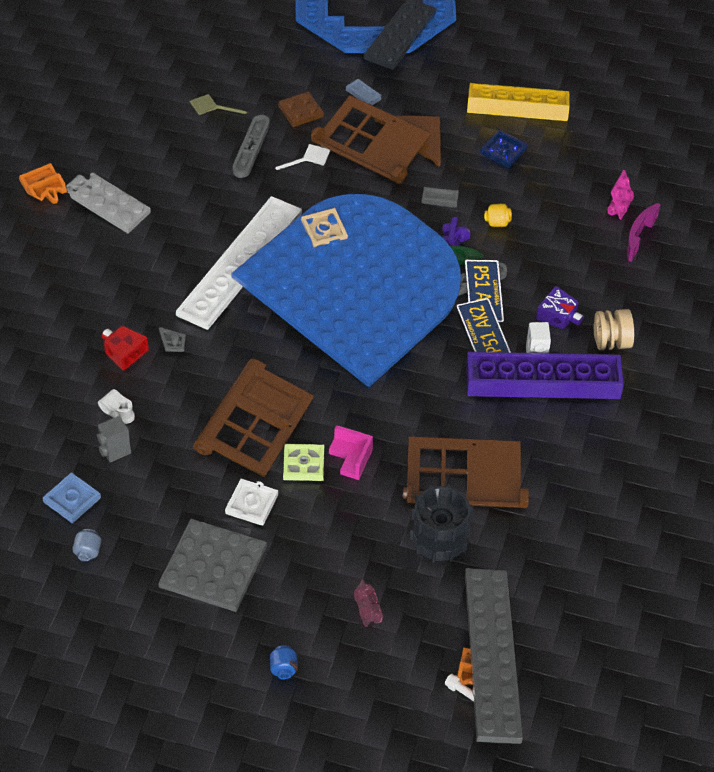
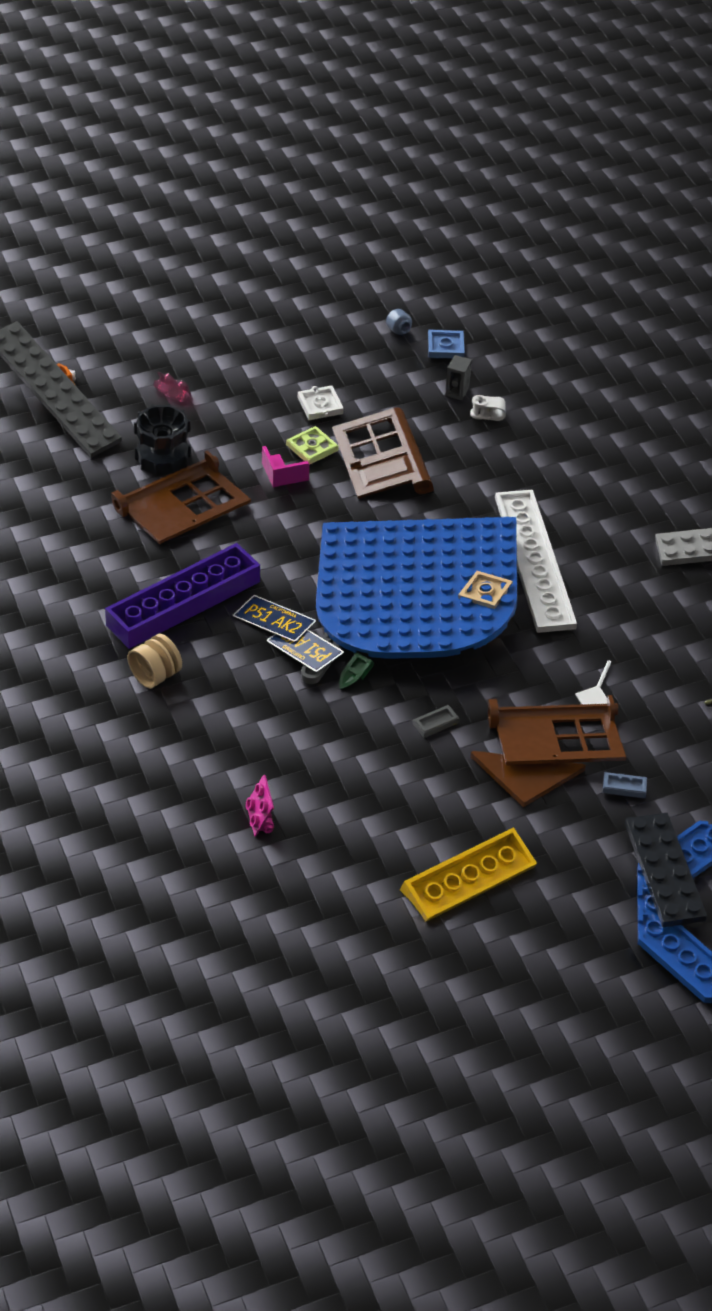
camera: 140 degrees right, 5 degrees down
(124, 346) = (538, 447): red torso -> none
(172, 340) = (509, 475): dark grey piece -> none
(213, 565) = (305, 360): dark grey plate -> none
(246, 157) = (663, 675): dark grey piece -> none
(283, 662) = (195, 329): blue head -> none
(300, 109) = (661, 735): reddish brown plate -> none
(454, 233) = (380, 681): dark purple hips -> none
(498, 215) = (361, 724): yellow head -> none
(504, 148) = (426, 804): clear blue plate -> none
(538, 338) = (211, 613): white brick -> none
(559, 309) = (222, 666): dark purple torso -> none
(646, 218) = (211, 771): magenta slope -> none

